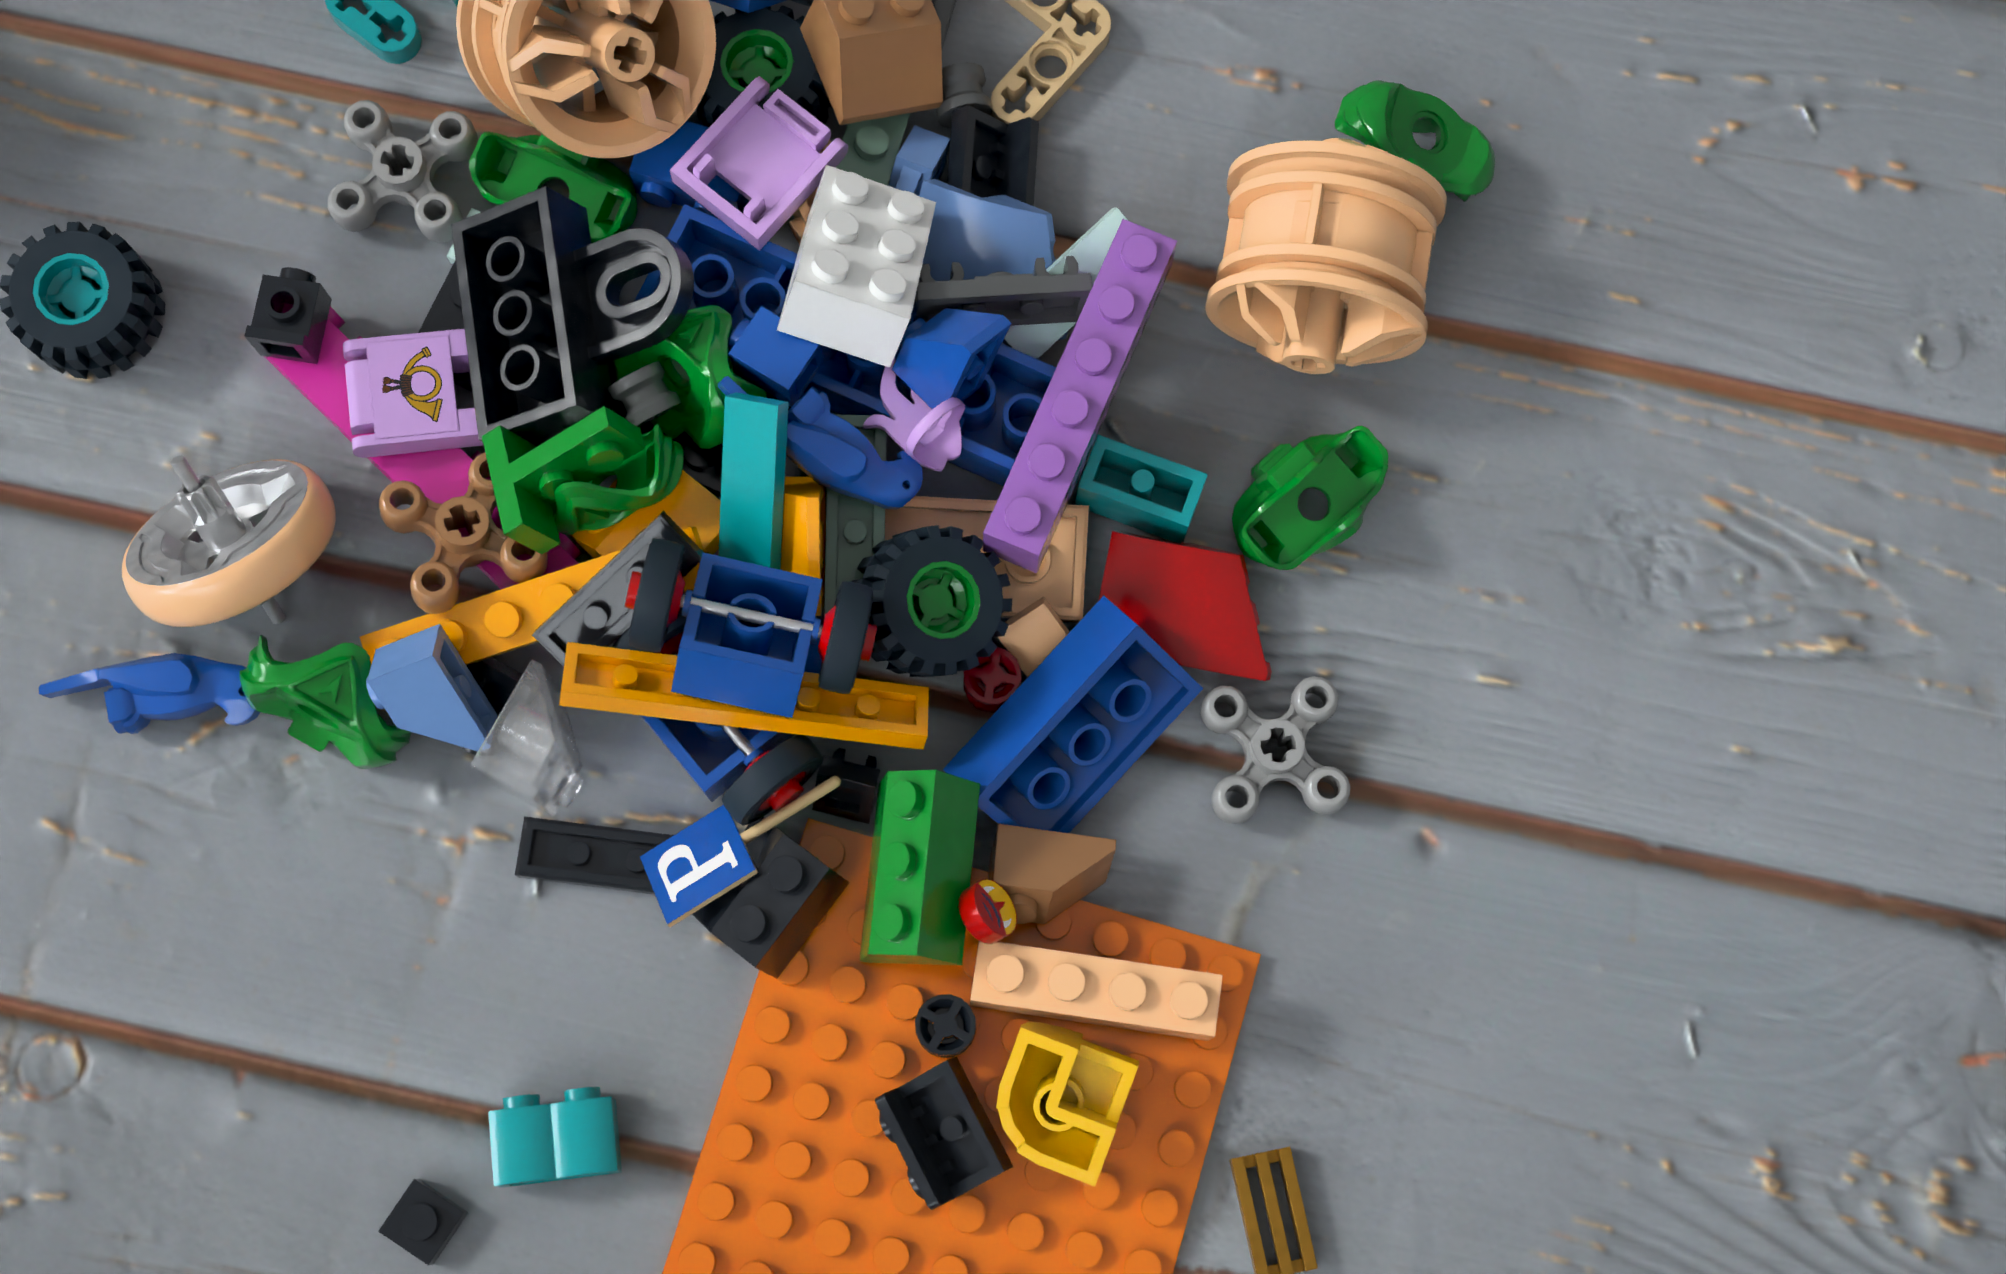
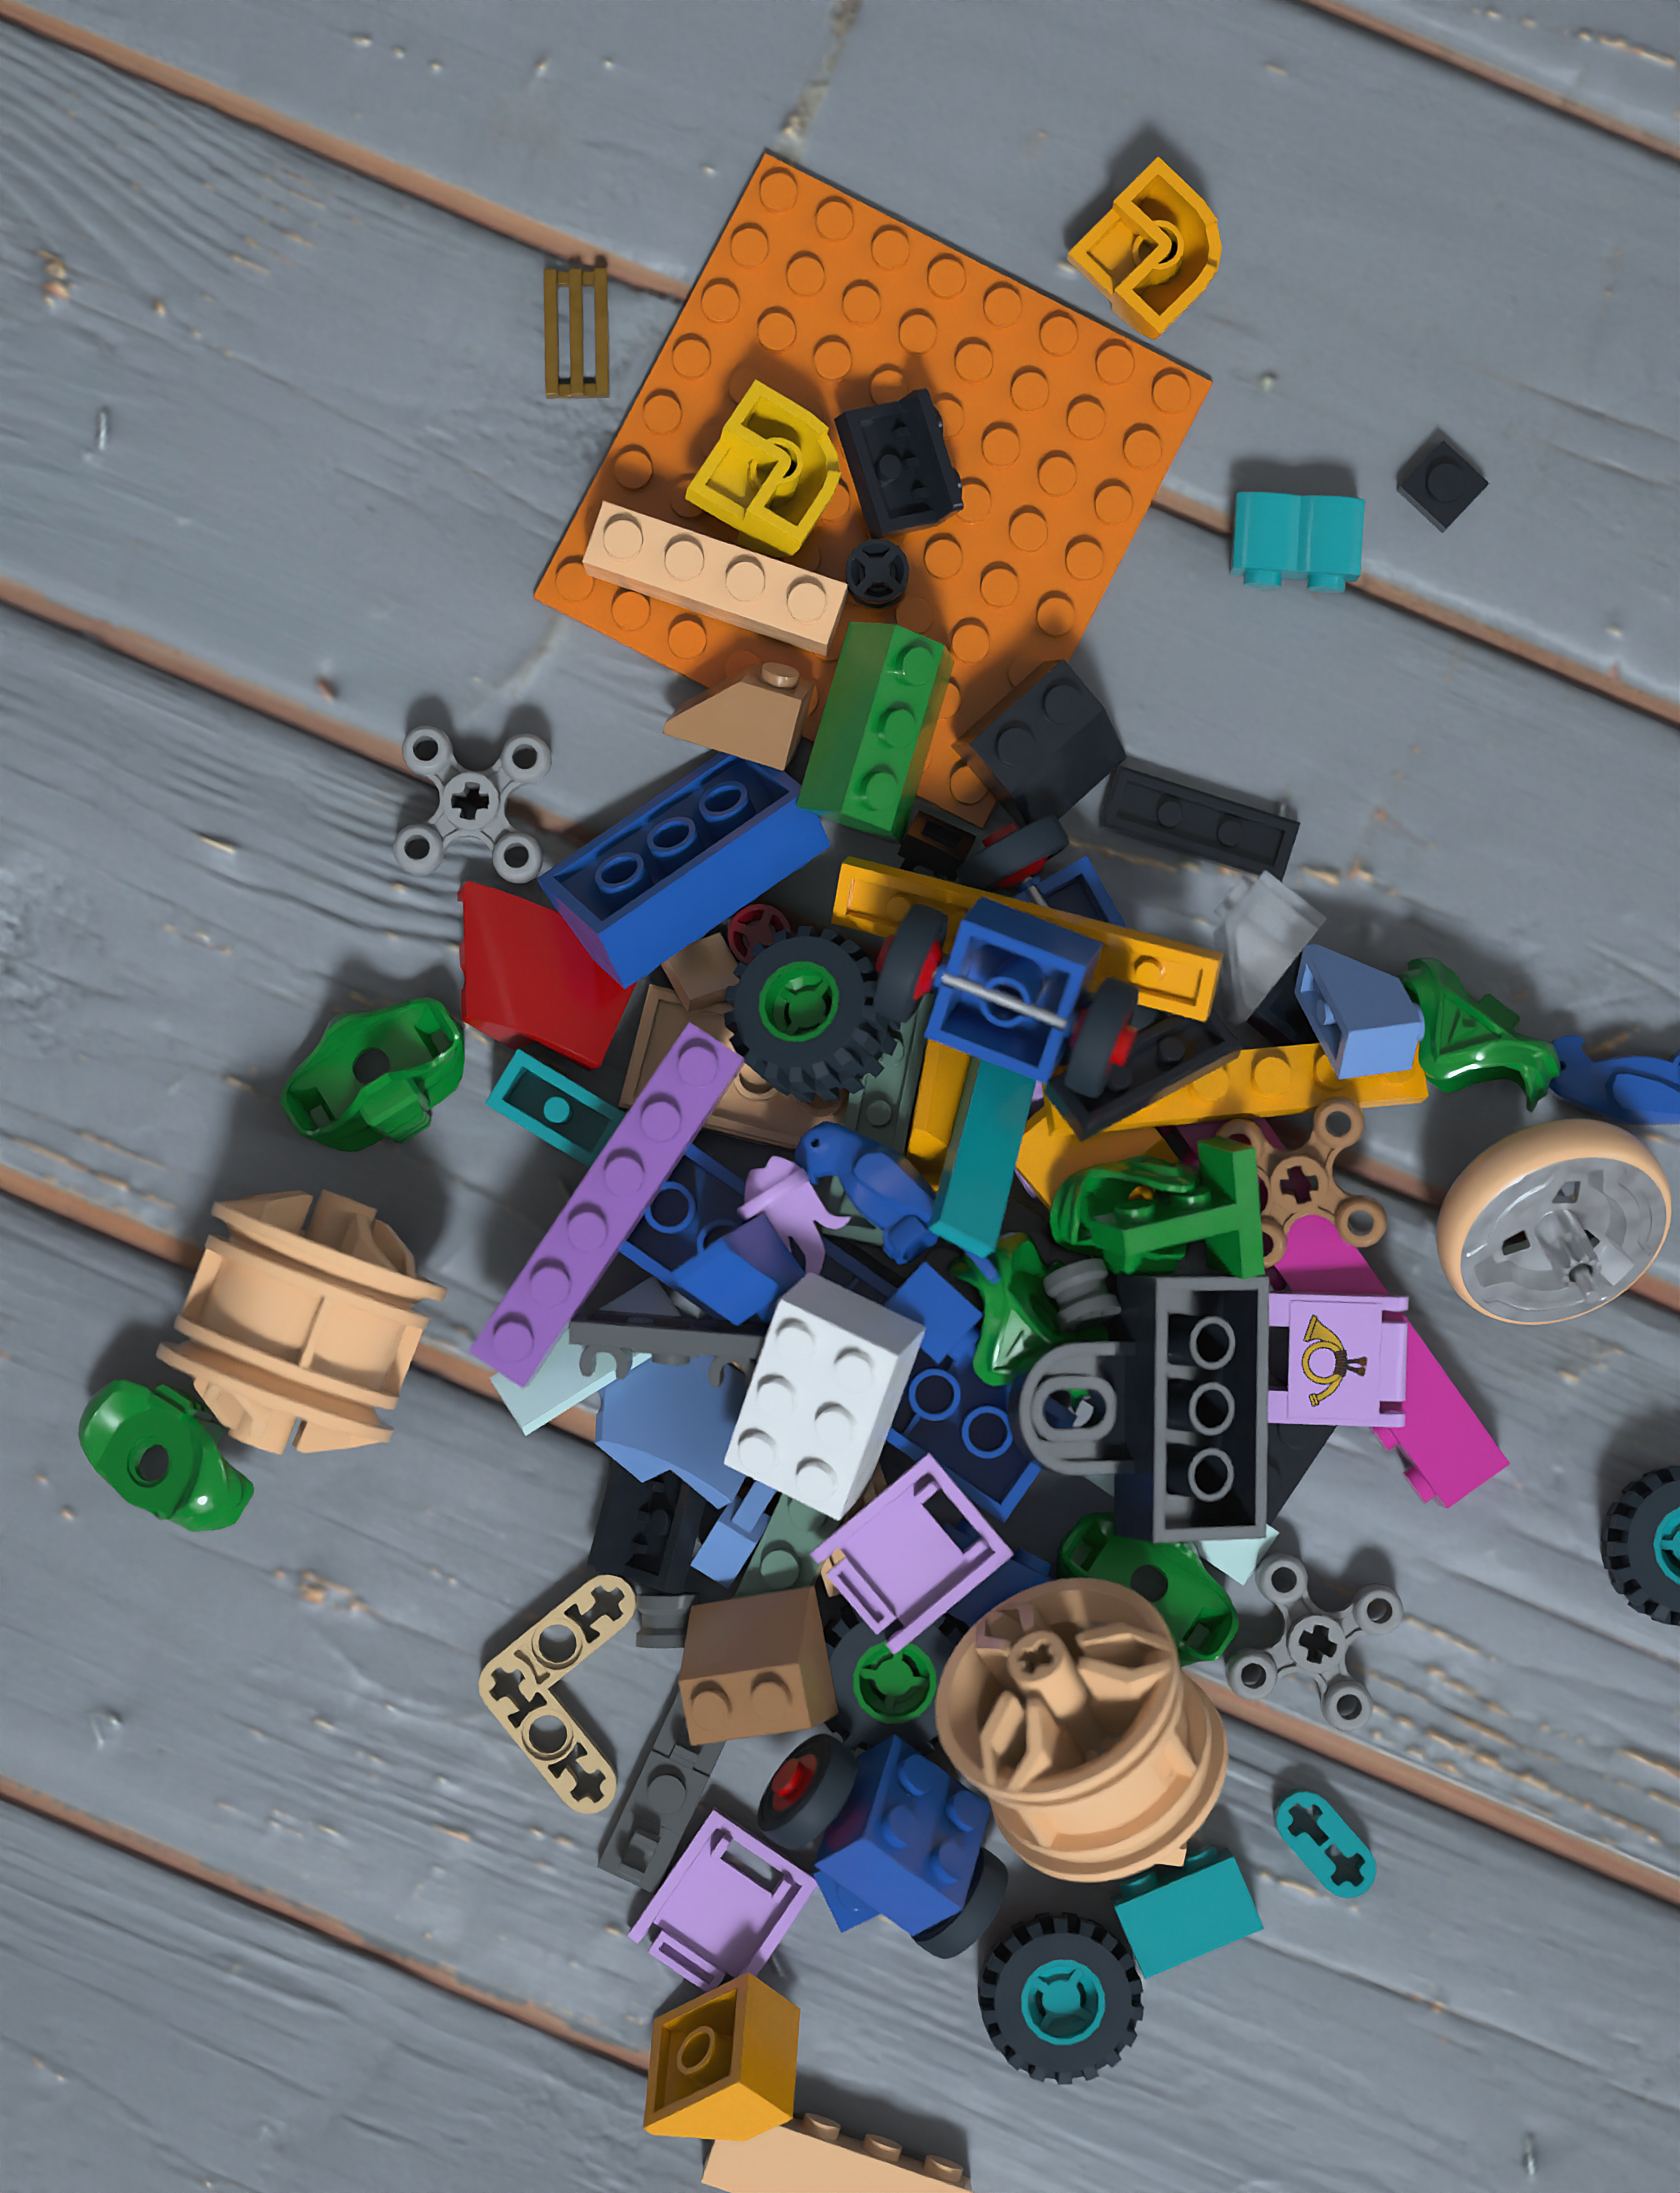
camera: 170 degrees left, 10 degrees up
(291, 334) = (1449, 1444): black brick -> none
(711, 857) = (1095, 789): blue piece -> none
(987, 911) = (812, 668): red tile -> none

